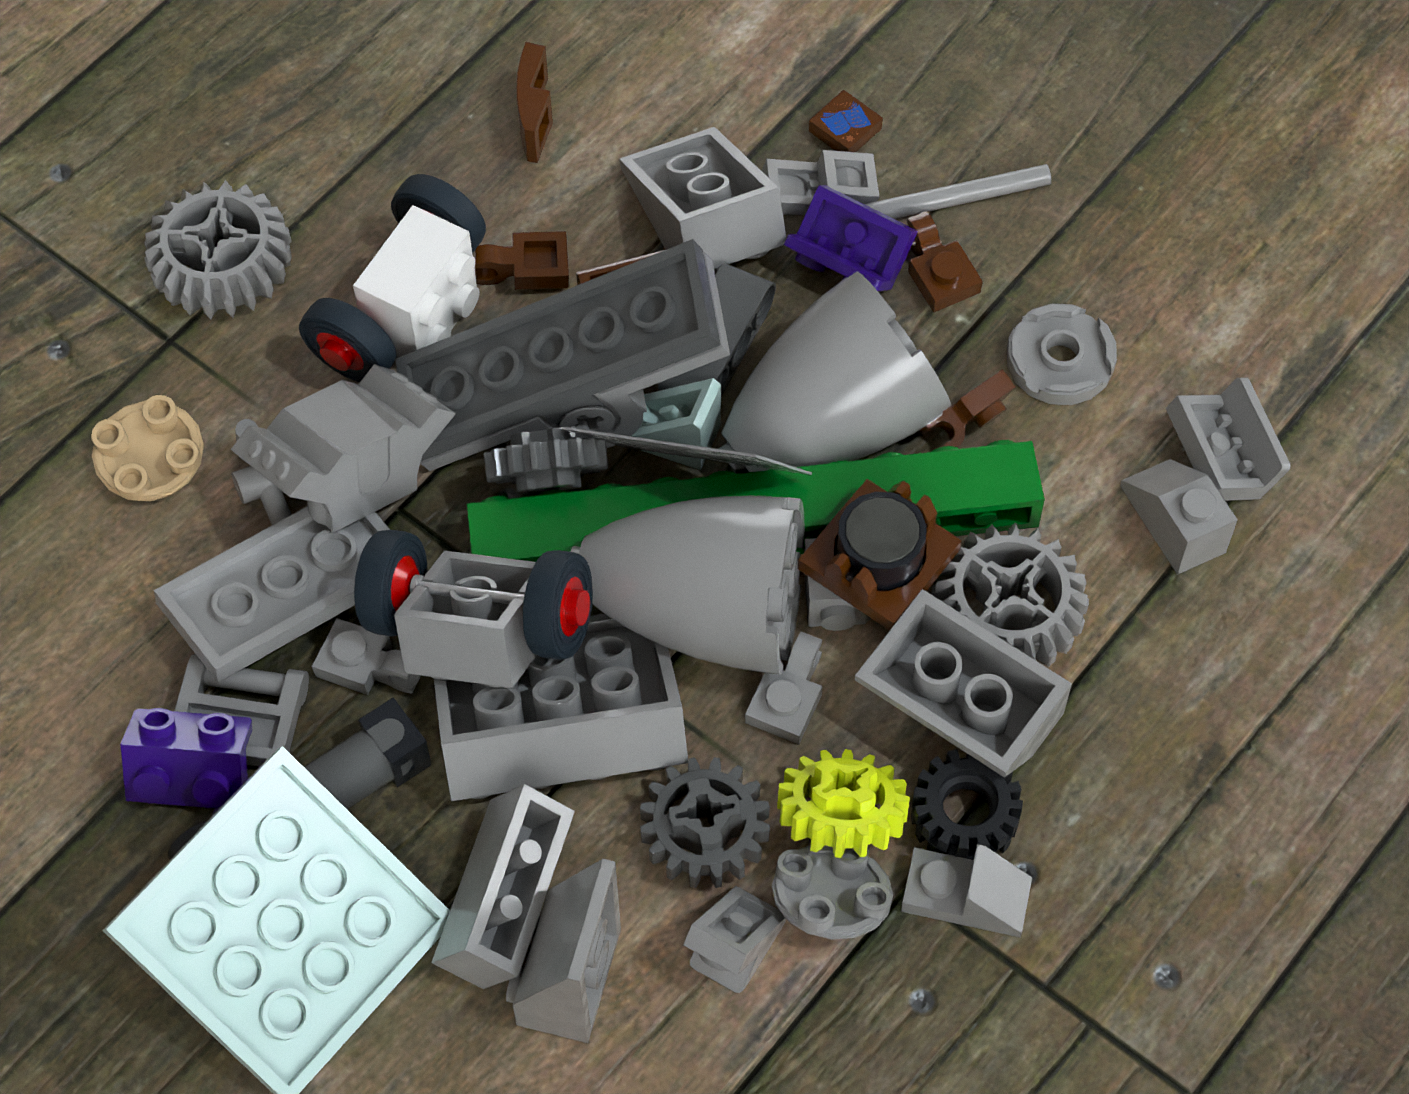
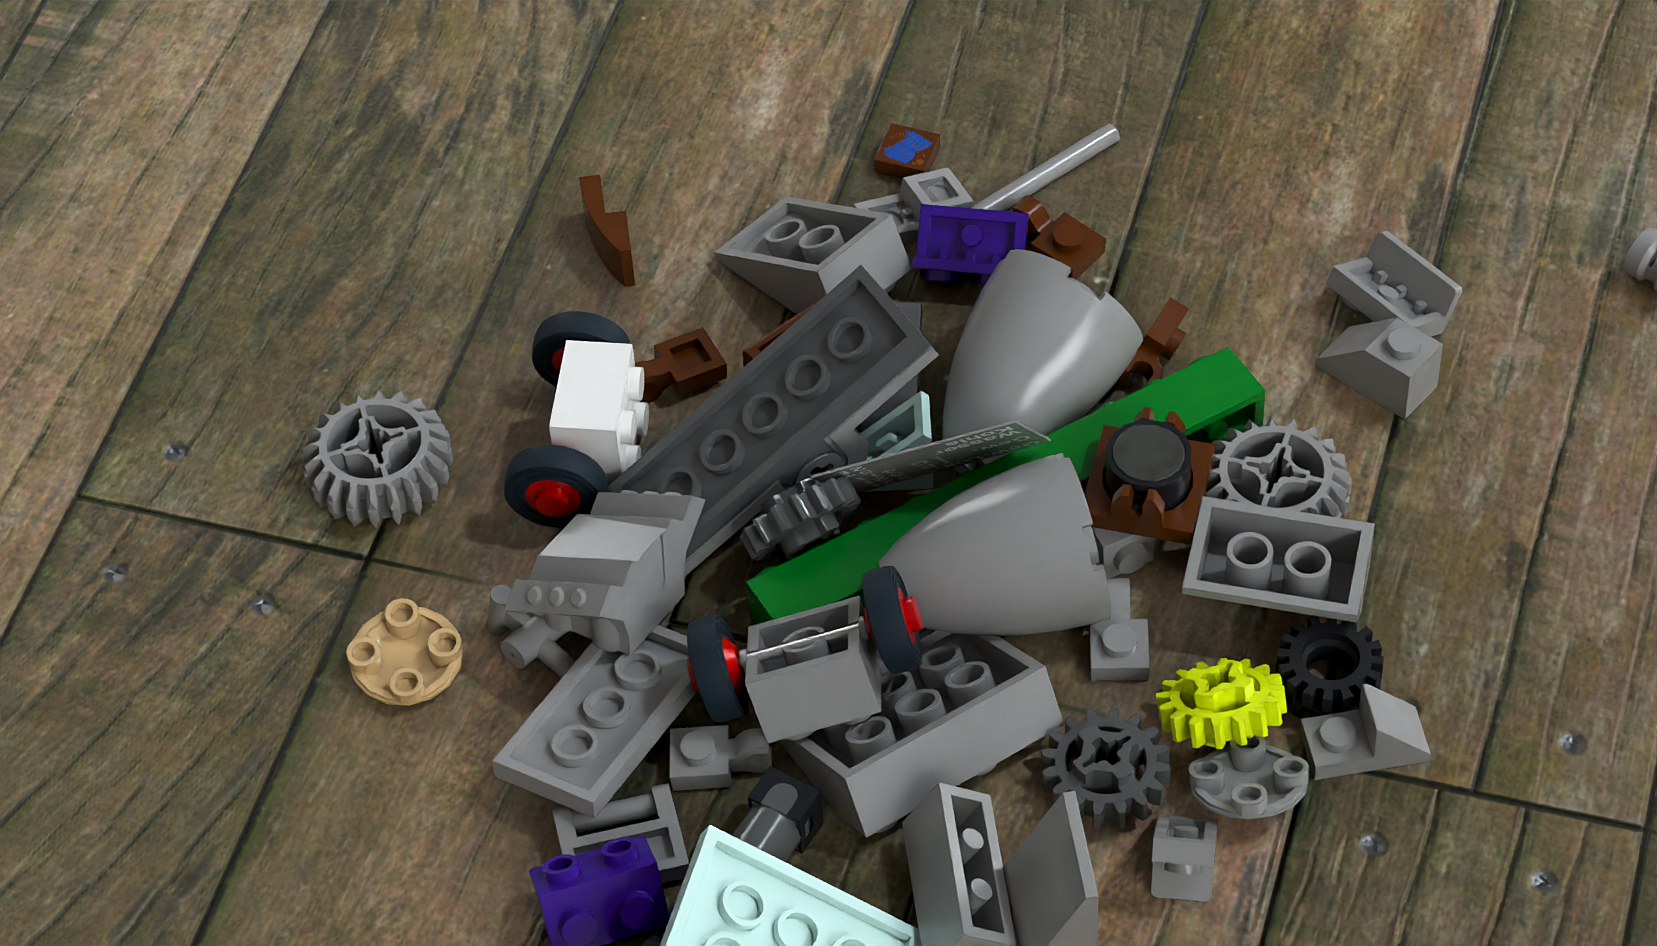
camera: 20 degrees left, 10 degrees down
(1057, 380) = (1213, 298): light grey tile -> none

